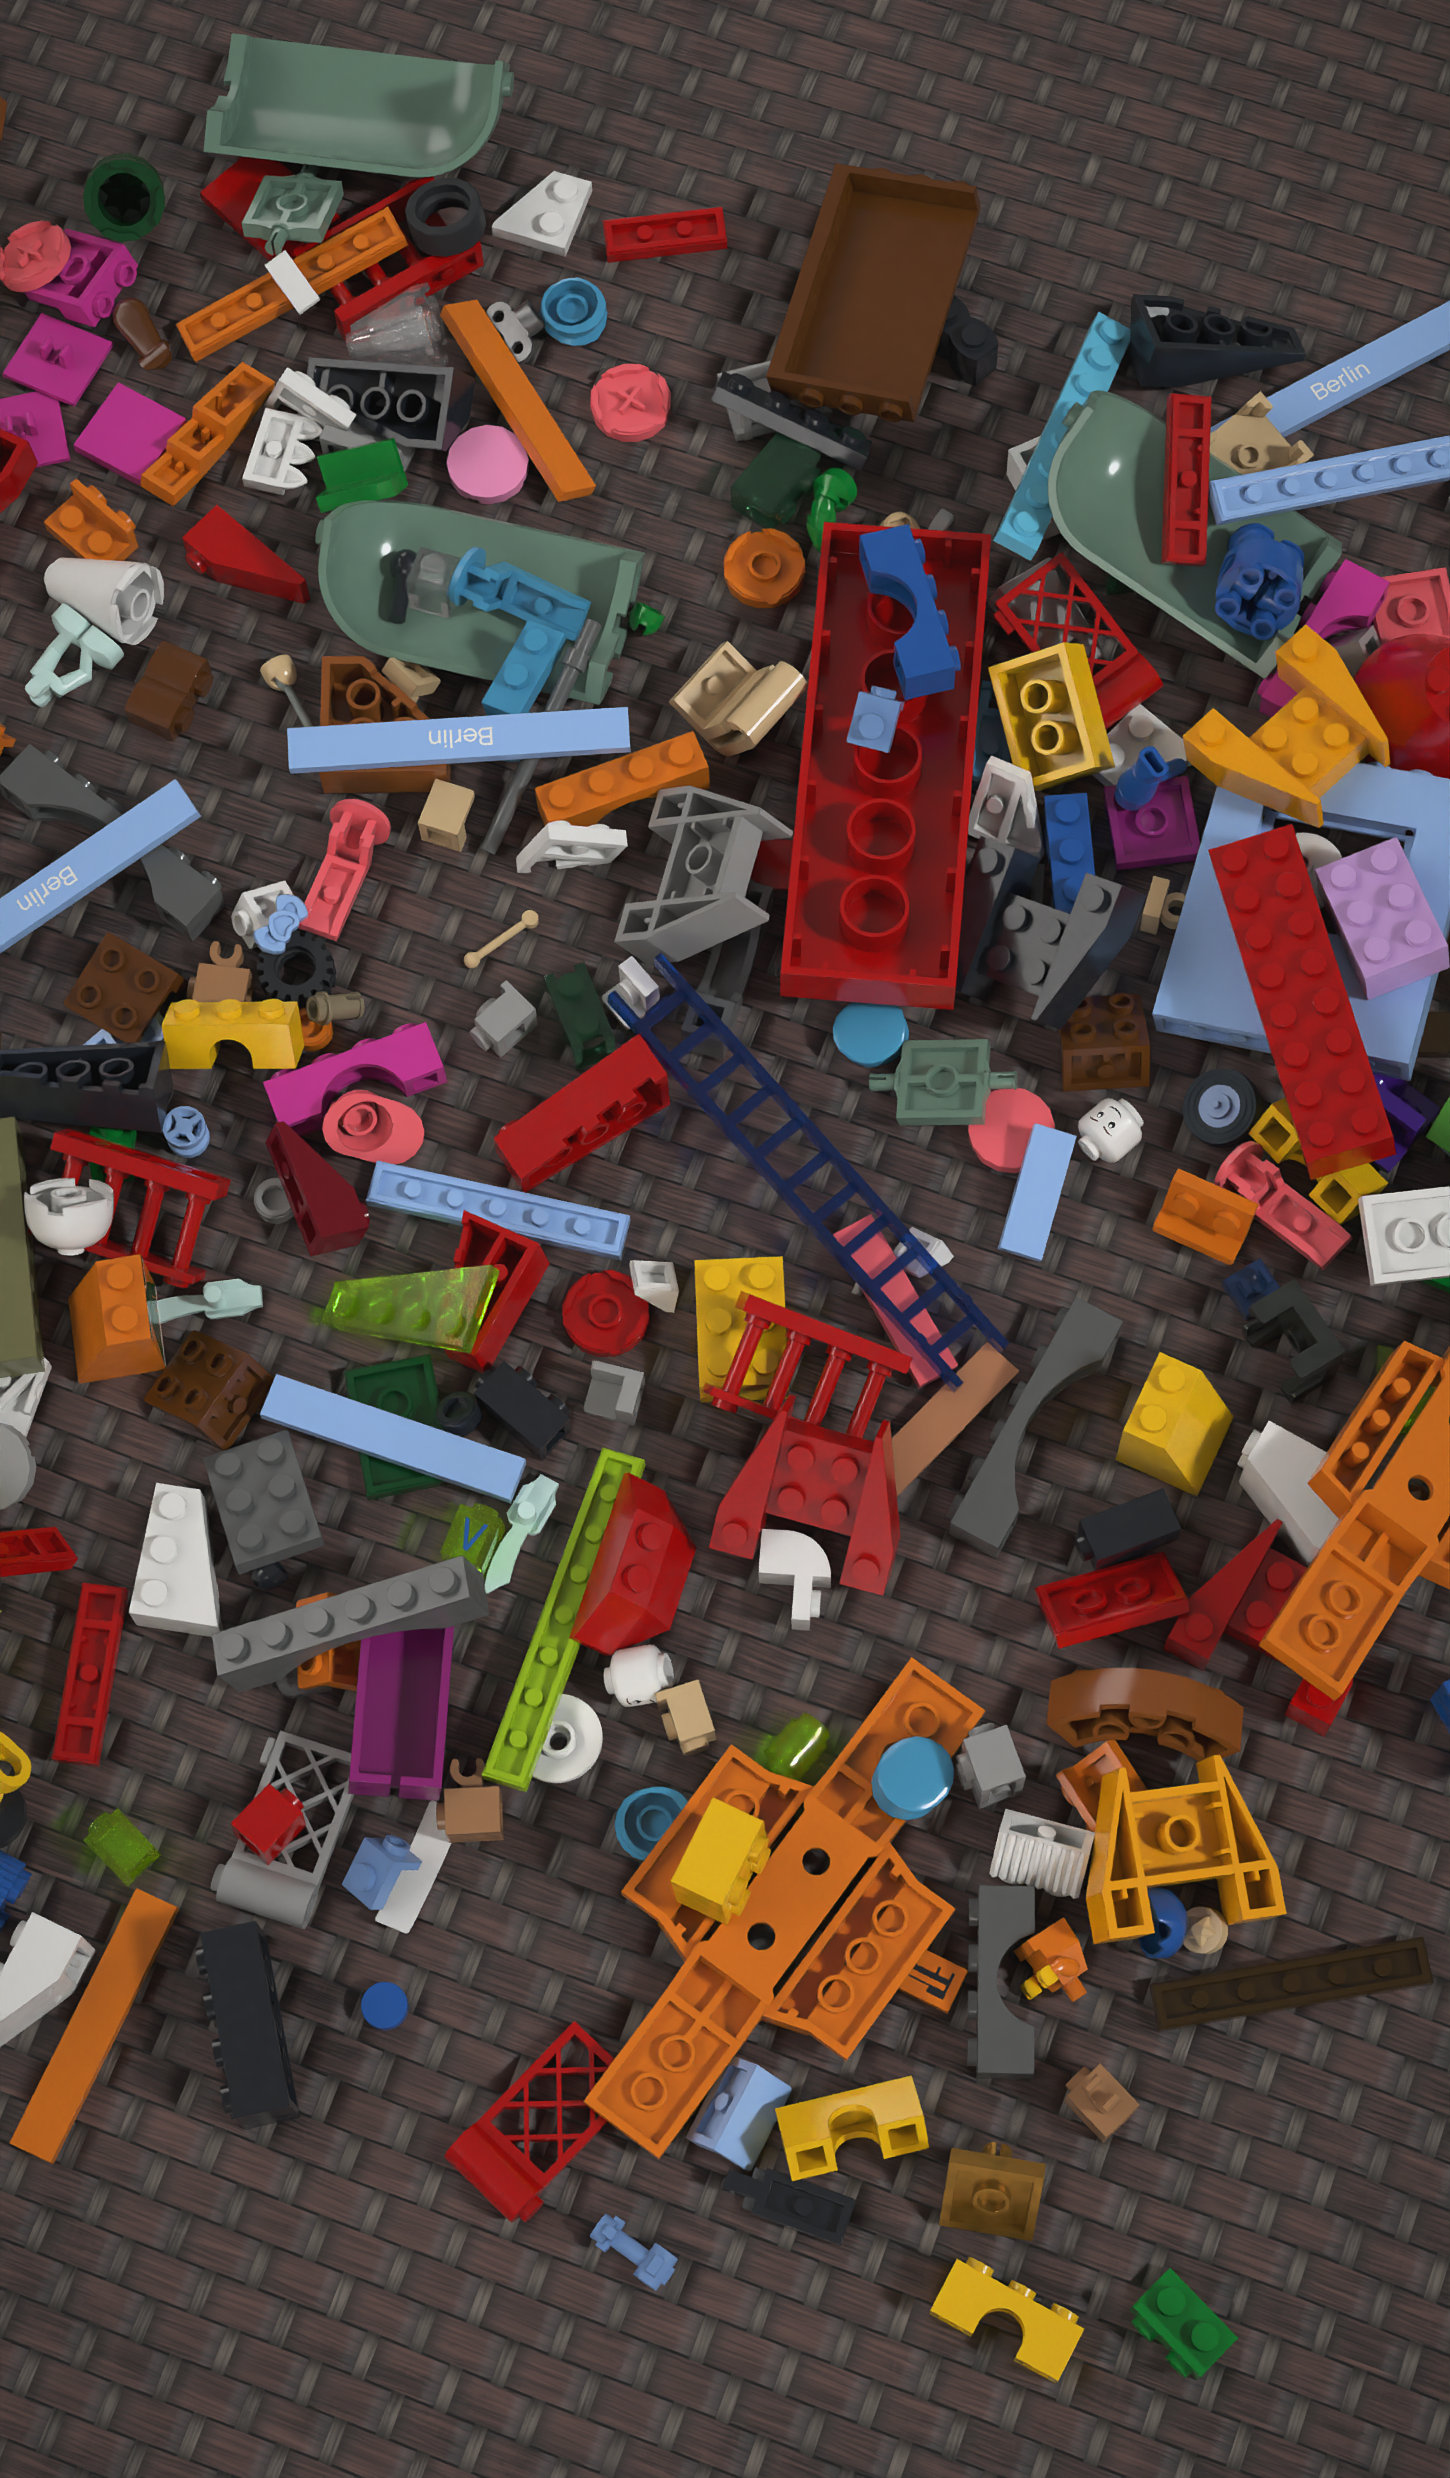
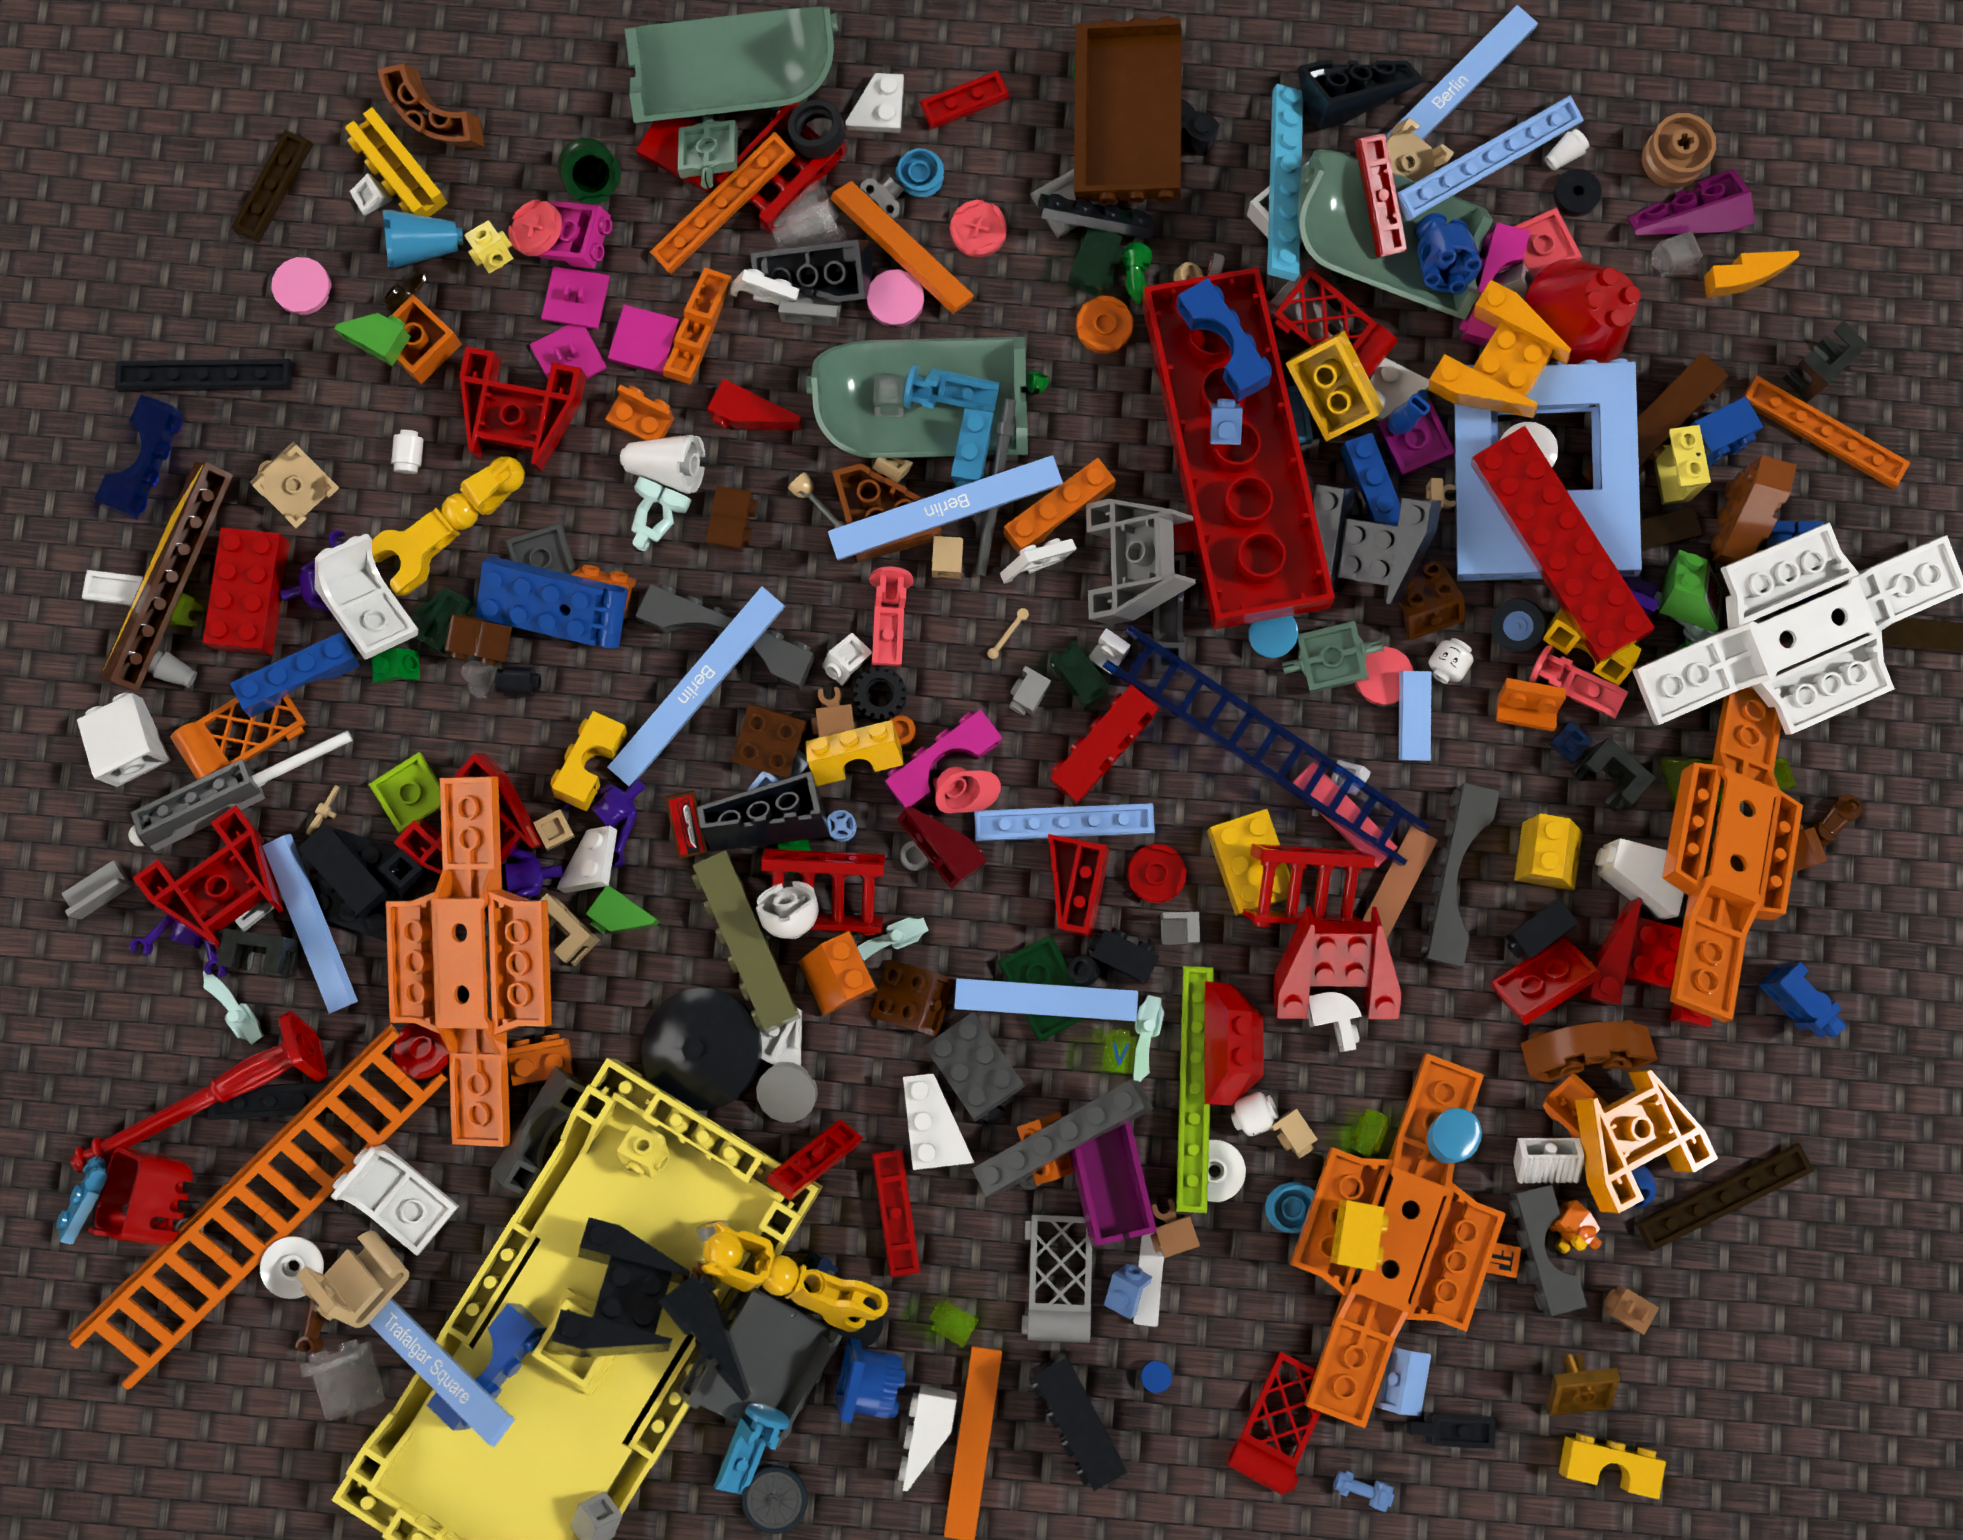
camera: 20 degrees left, 10 degrees up
(134, 323) = (623, 260): reddish brown piece -> none
(269, 1822) = (1049, 1282): red brick -> none
(278, 449) = (751, 325): white plate -> none
(286, 919) = (863, 667): light blue piece -> none
(292, 282) = (725, 204): white piece -> none
(325, 1007) = (910, 715): dark tan pin -> none
(361, 474) = (815, 332): green panel -> none
(400, 568) = (864, 389): black bar -> none
(417, 1308) = (1039, 909): clear neon green wing -> none
(655, 1283) = (1183, 844): white slope -> none
(734, 702) = (1120, 428): tan piece -> none
(881, 2112) = (1498, 1356): yellow arch -> none
(990, 1765) = (1501, 1113): light grey brick -> none
(1007, 808) = (1323, 456): white wing -> none
(1181, 2325) = (1720, 1435): green bracket -> none
(1205, 1930) = (1665, 1178): tan tile -> none
(1382, 918) = (1600, 474): lavender brick -> none

